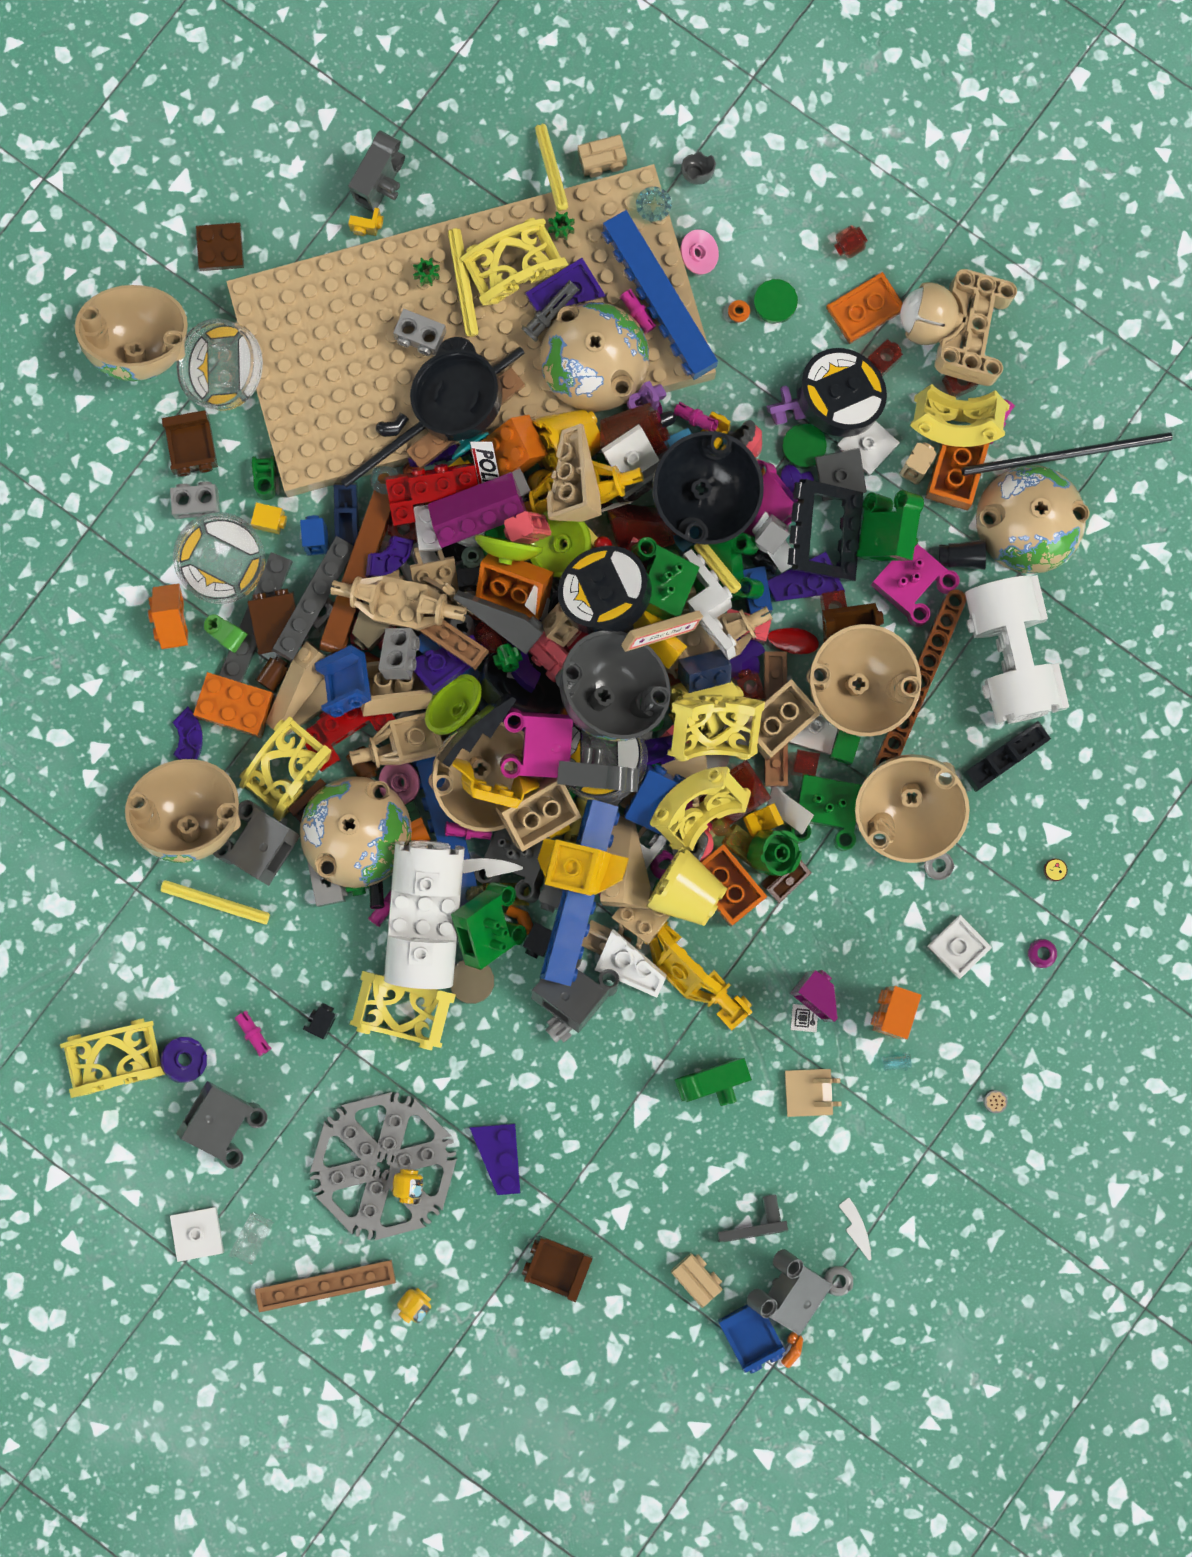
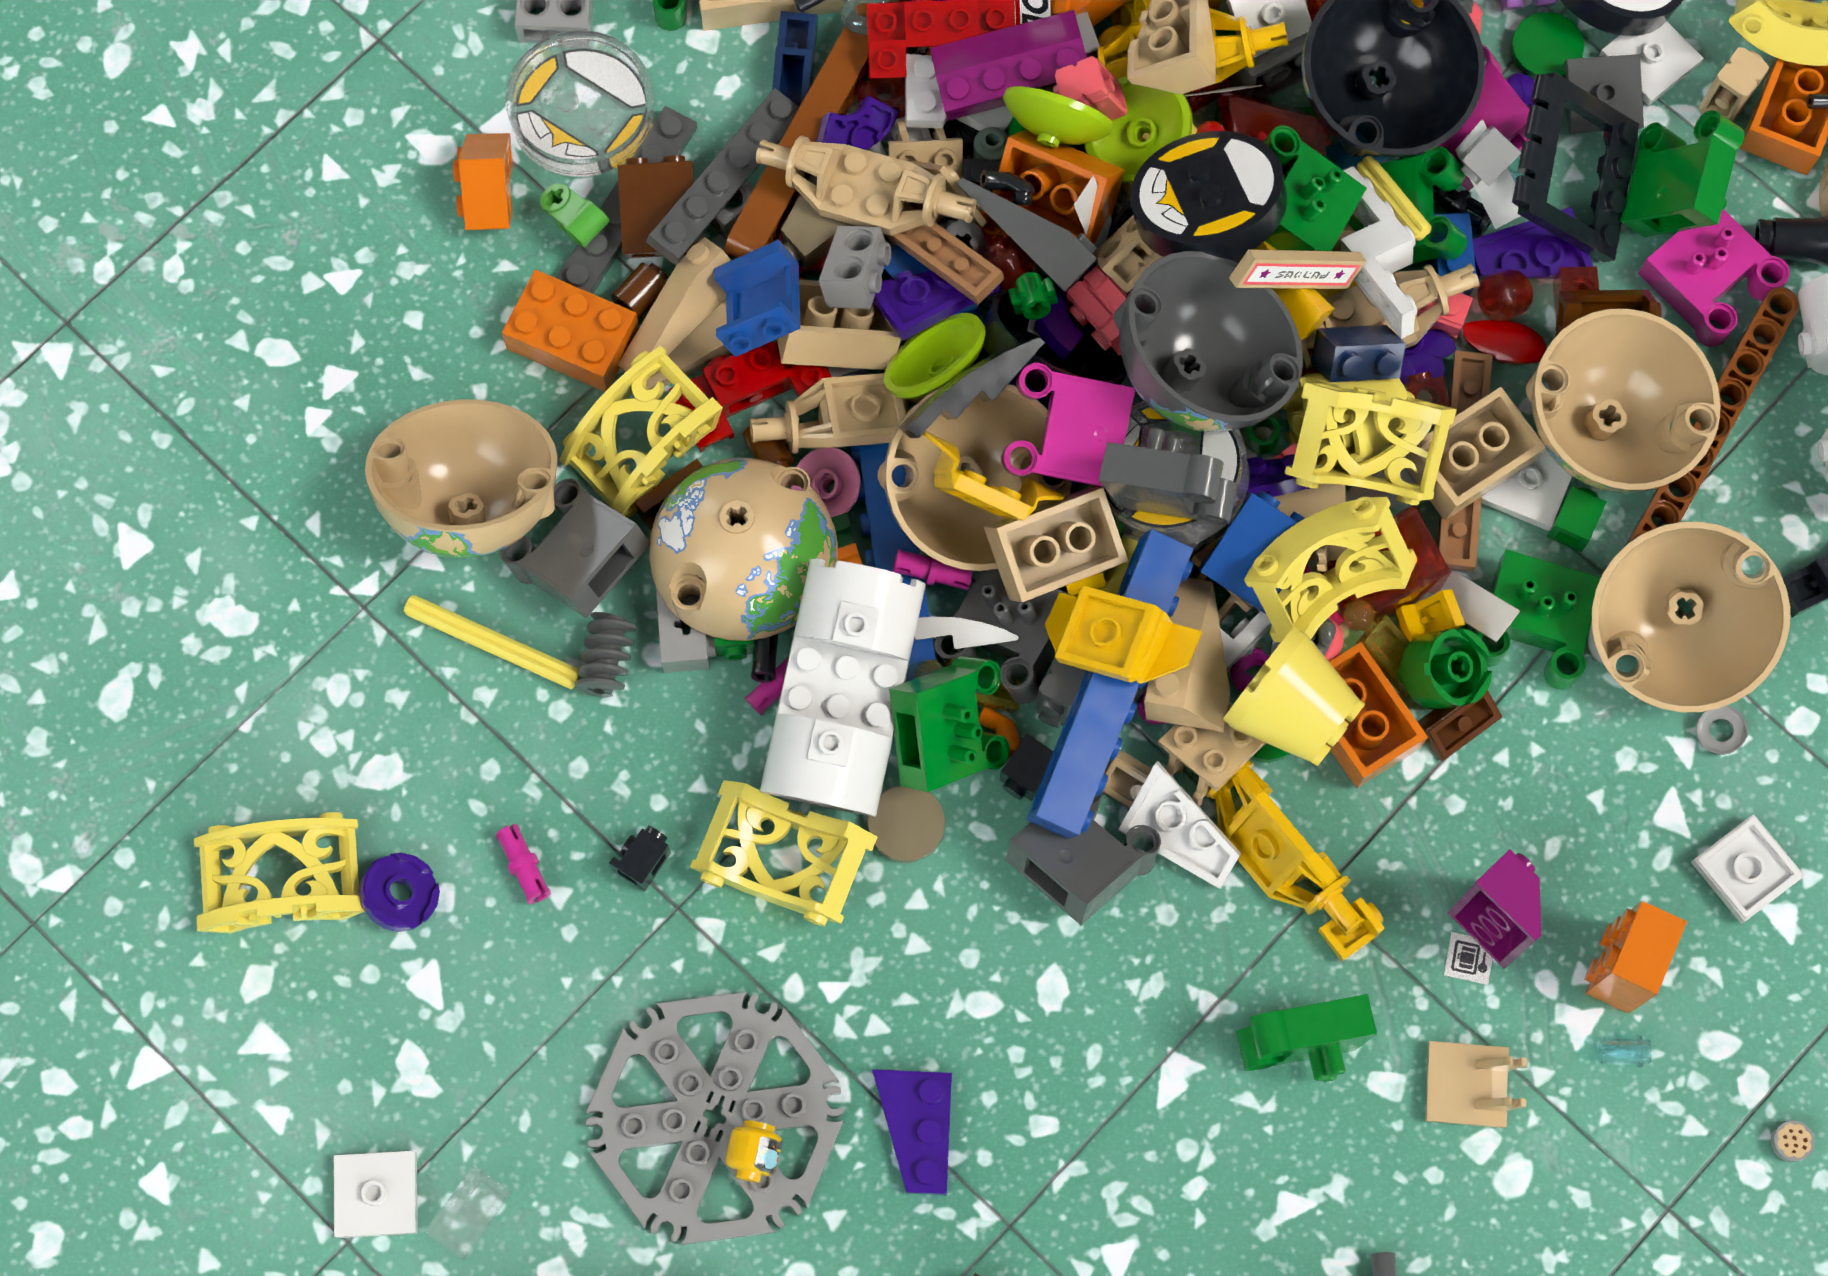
camera: 10 degrees right, 10 degrees down
(189, 734) = (490, 368): dark purple tile -> none
(215, 1121) = (438, 997): dark grey piece -> none
(268, 518) = (668, 53): yellow brick -> none
(283, 904) = (604, 654): none -> dark grey piece
(314, 535) = (739, 83): blue brick -> none
(485, 588) = (1008, 182): none -> black arm
(558, 1029) = (1046, 920): light grey gear -> none
(791, 613) = (1505, 295): none -> clear red head
(805, 763) = (1508, 531): clear red brick -> none

